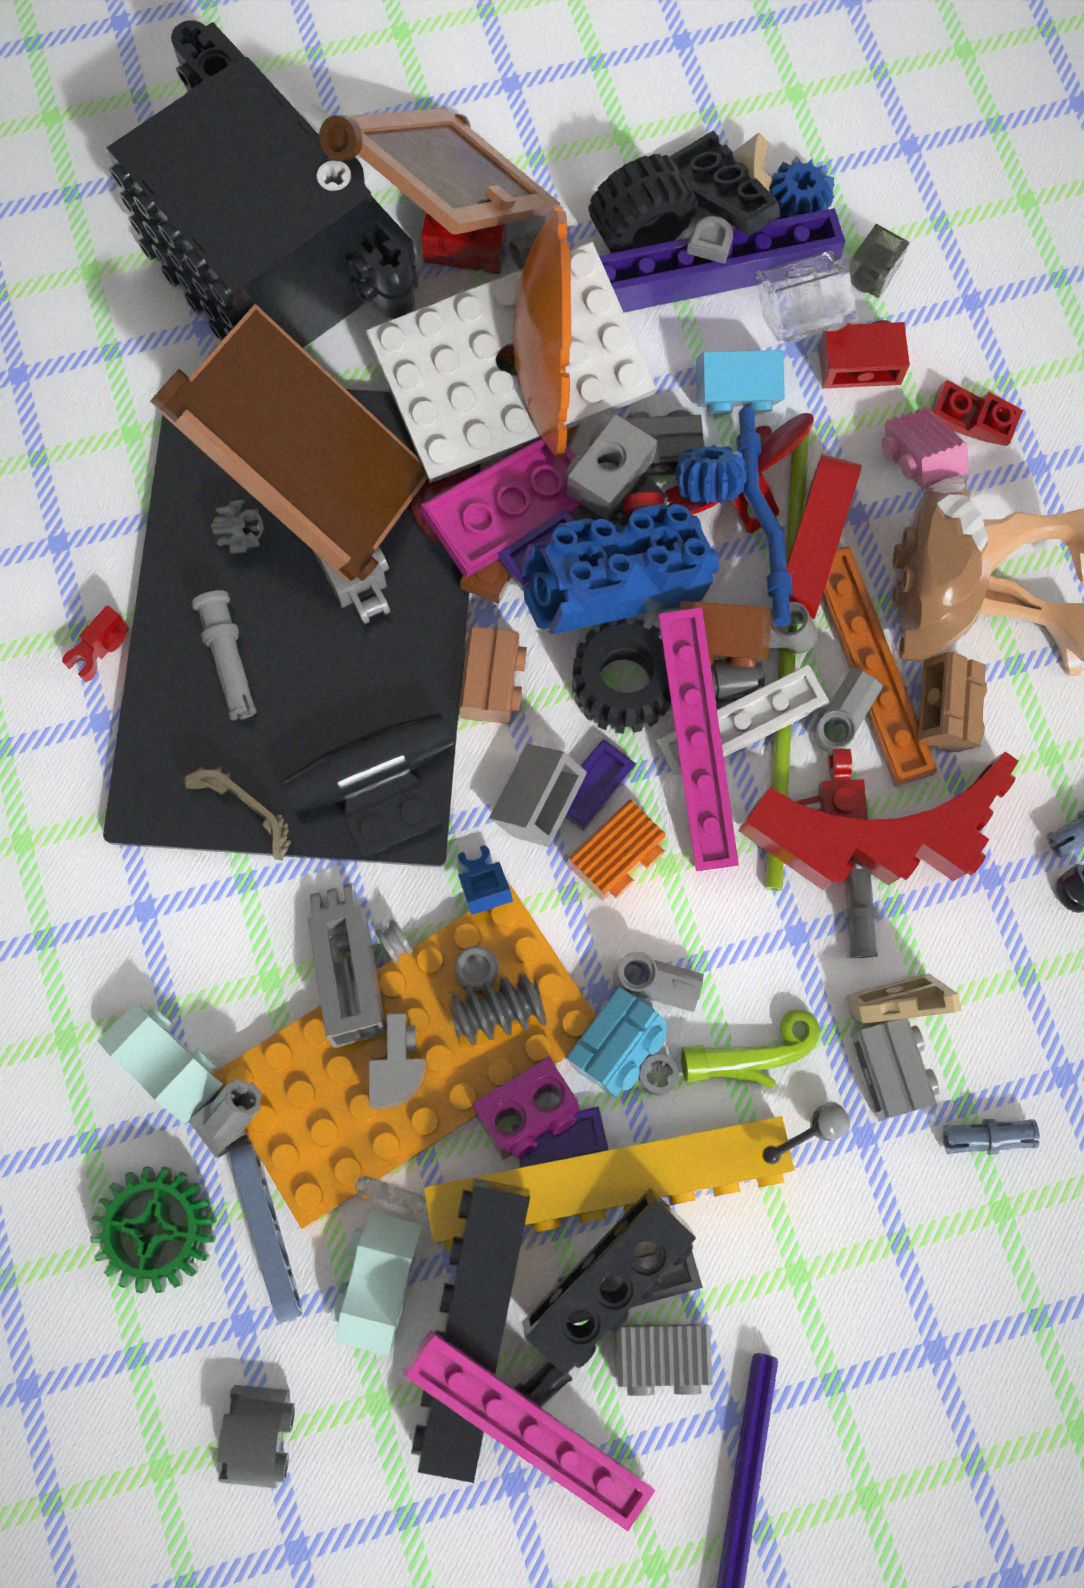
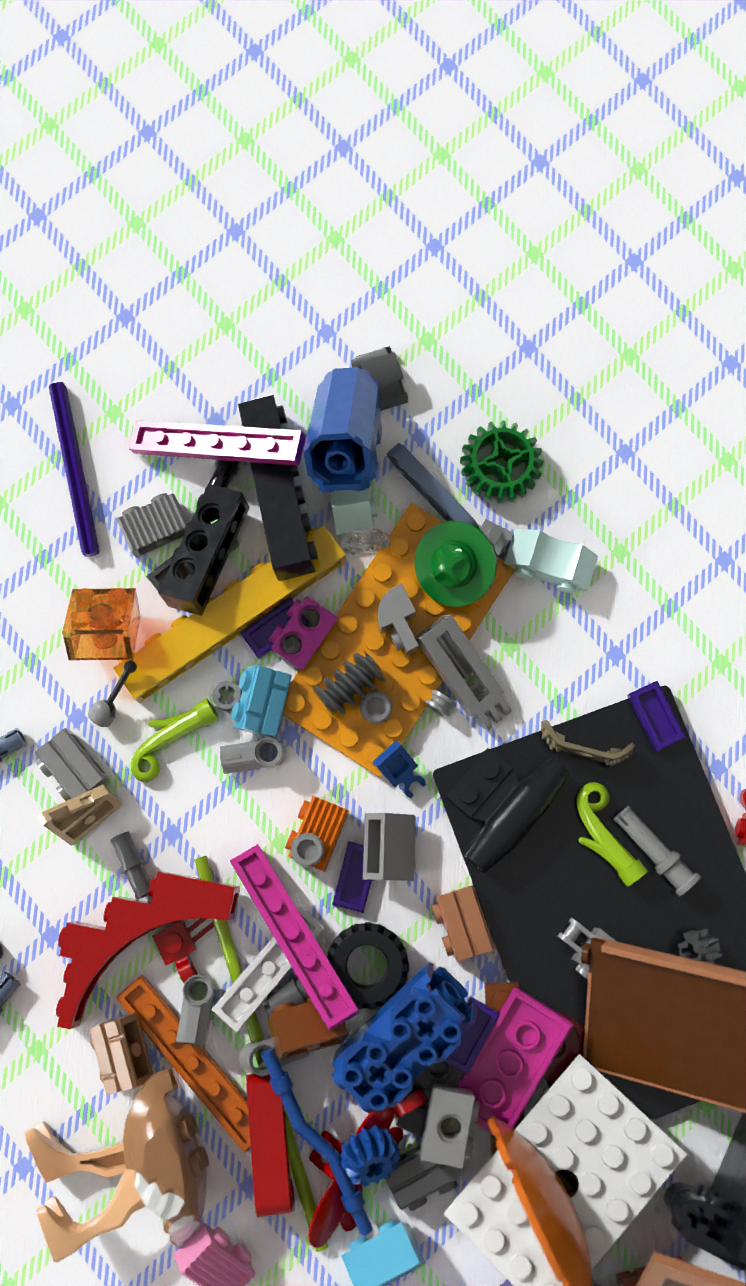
camera: 155 degrees right, 5 degrees up
(138, 807) = (656, 716): none -> dark purple tile
(280, 686) = (605, 843): none -> lime plant
(286, 1105) = (455, 563): none -> green hat
(343, 1358) = (344, 431): none -> blue brick
(639, 829) = (307, 849): none -> light grey tile
(787, 1237) = (101, 624): none -> clear orange brick

